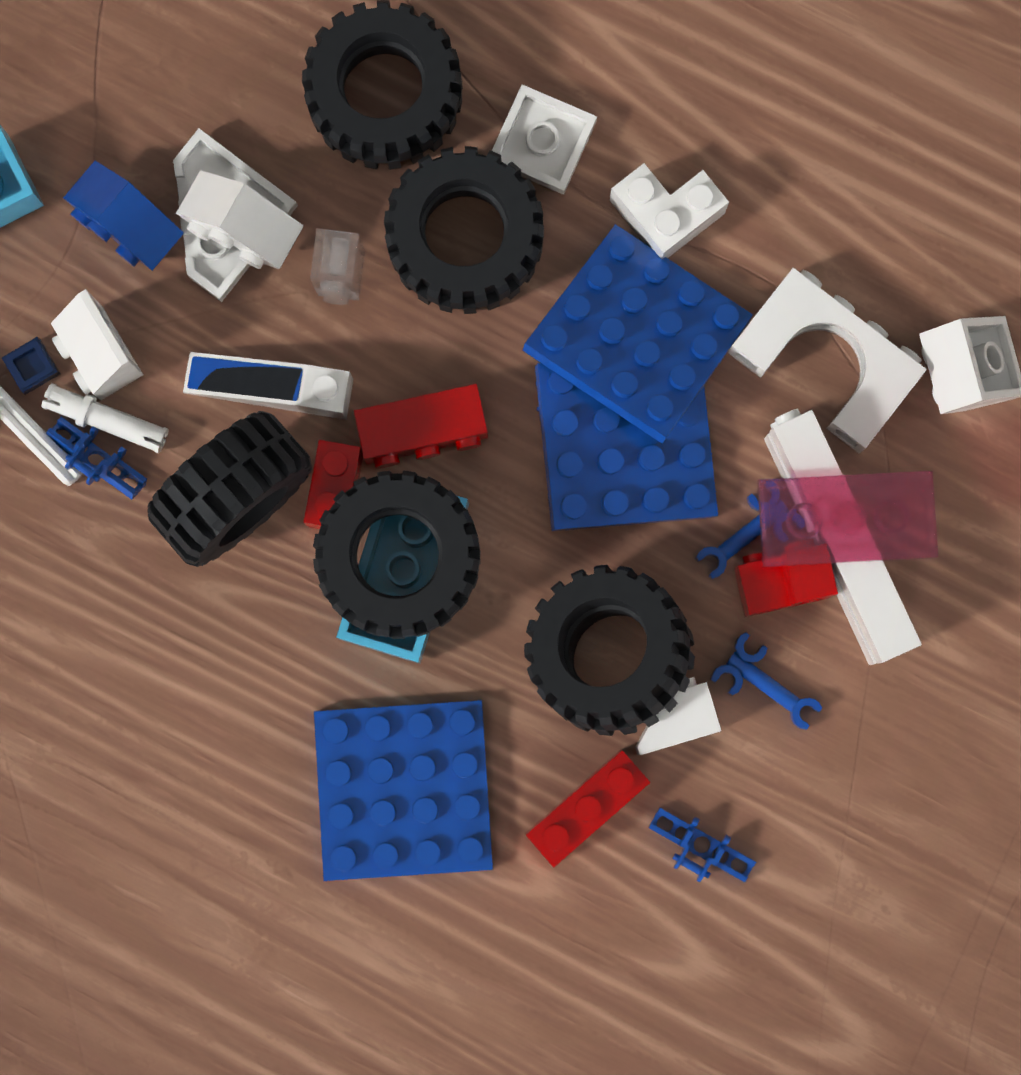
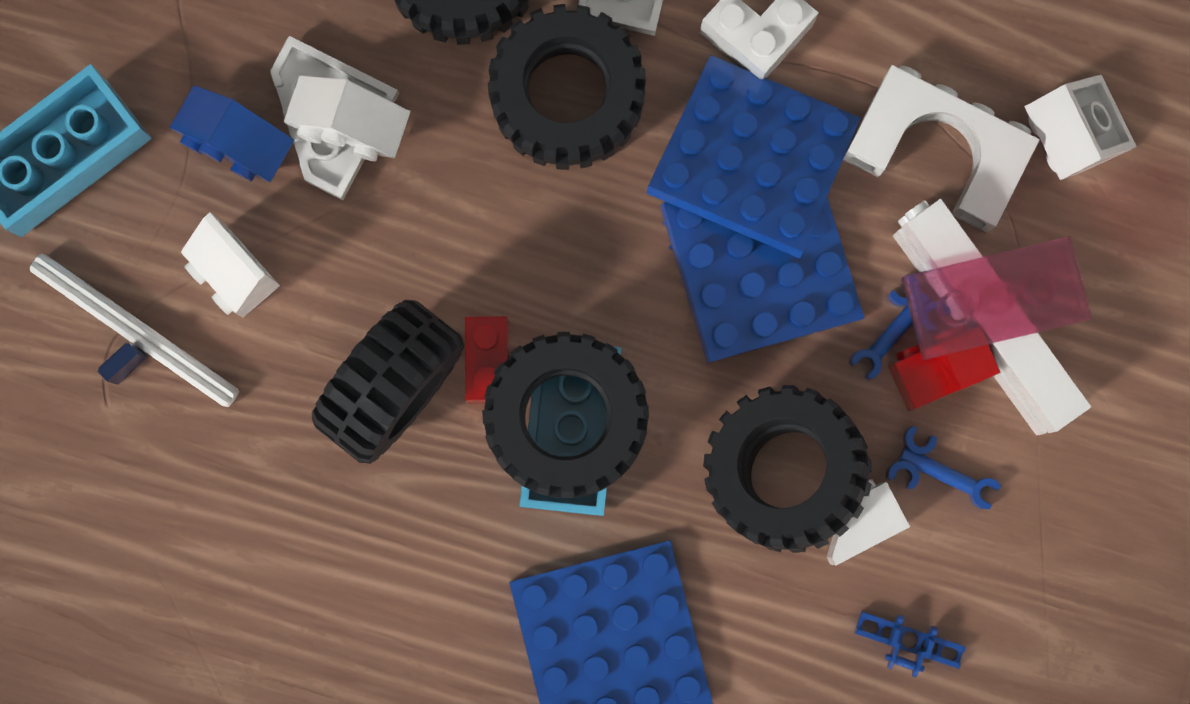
camera: 15 degrees left, 0 degrees up
(31, 365) = (168, 296): dark blue tile -> none
(78, 458) = (233, 379): blue piece -> none
(95, 414) = (235, 331): white pin -> none
(270, 384) = (405, 271): slope -> none
(337, 265) = (450, 144): clear brick -> none
(421, 426) = (561, 284): red brick -> none
(587, 808) = (794, 626): red brick -> none

